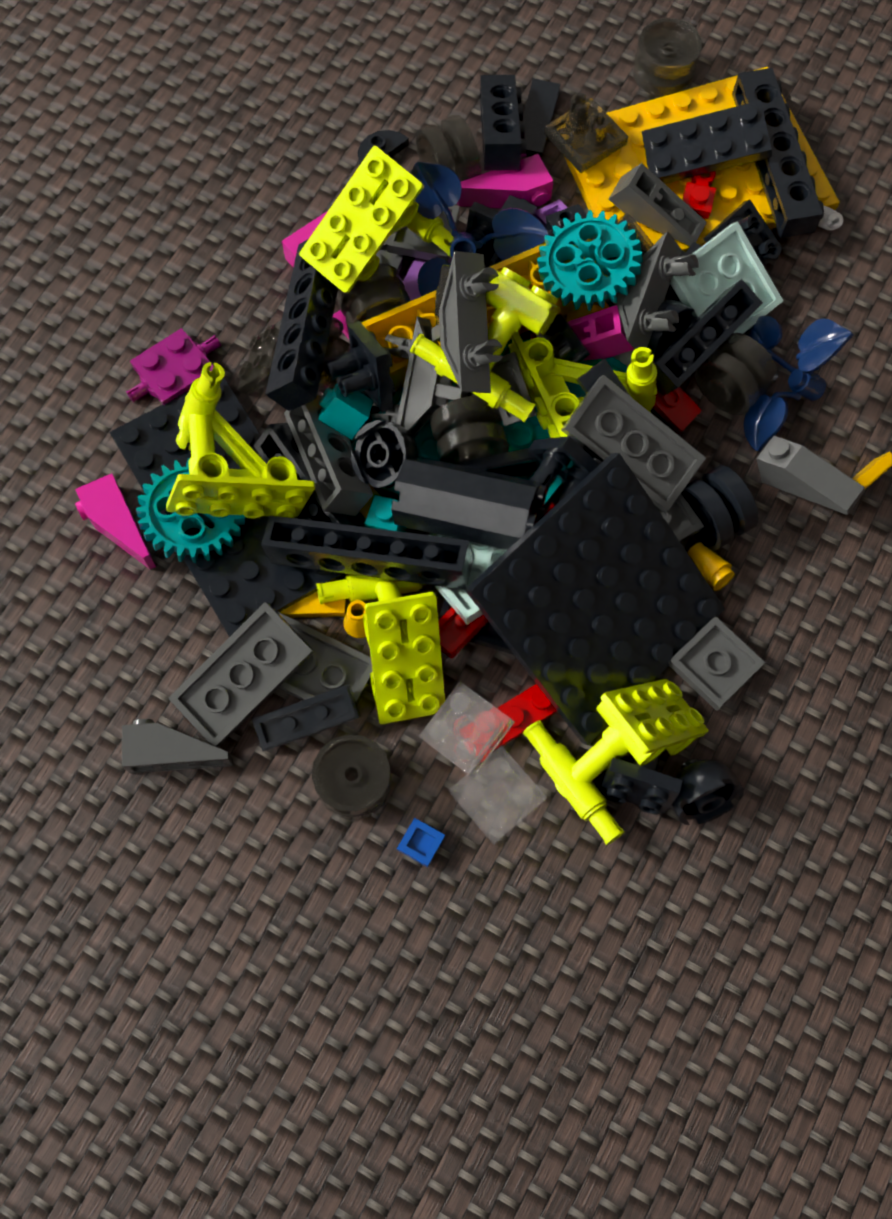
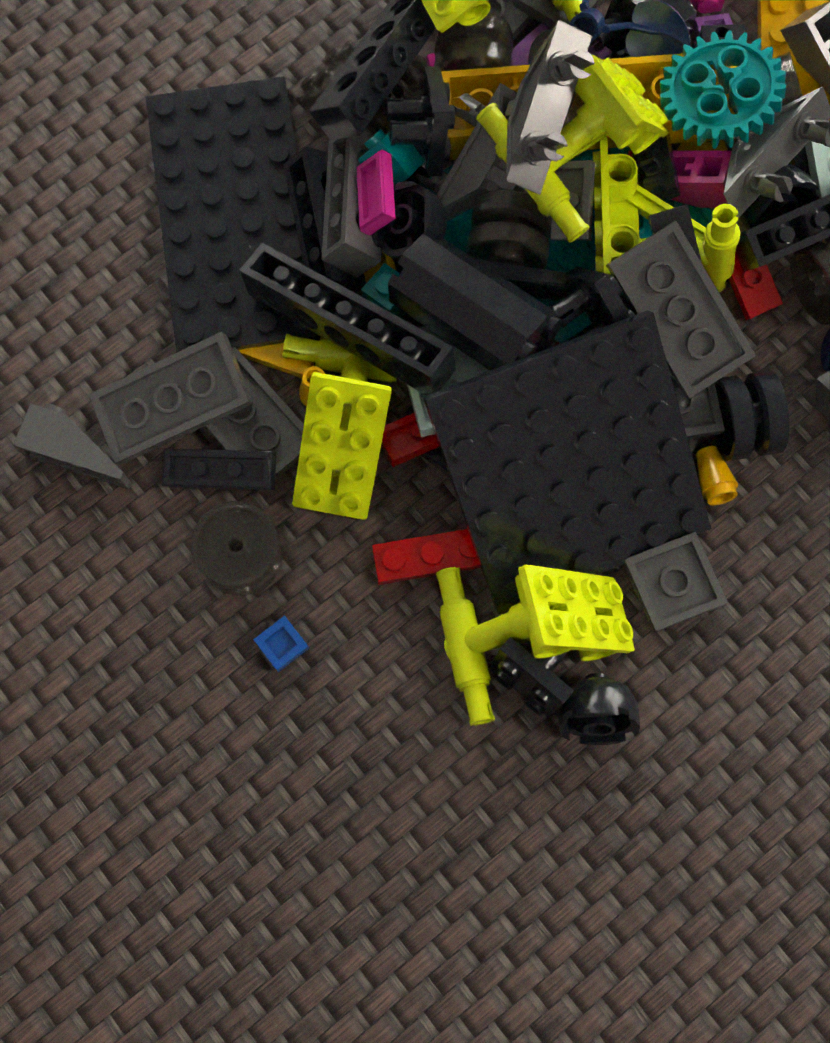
camera: 25 degrees right, 5 degrees up
(110, 515) = (111, 176): dark pink slope -> none
(170, 366) = (239, 51): magenta plate -> none
(171, 529) = (158, 221): teal gear -> none
(213, 487) = (255, 210): neon yellow plate -> none
(347, 440) = (375, 192): none -> dark pink tile
(466, 729) = (377, 546): clear plate -> none
(498, 795) = (382, 627): clear plate -> none

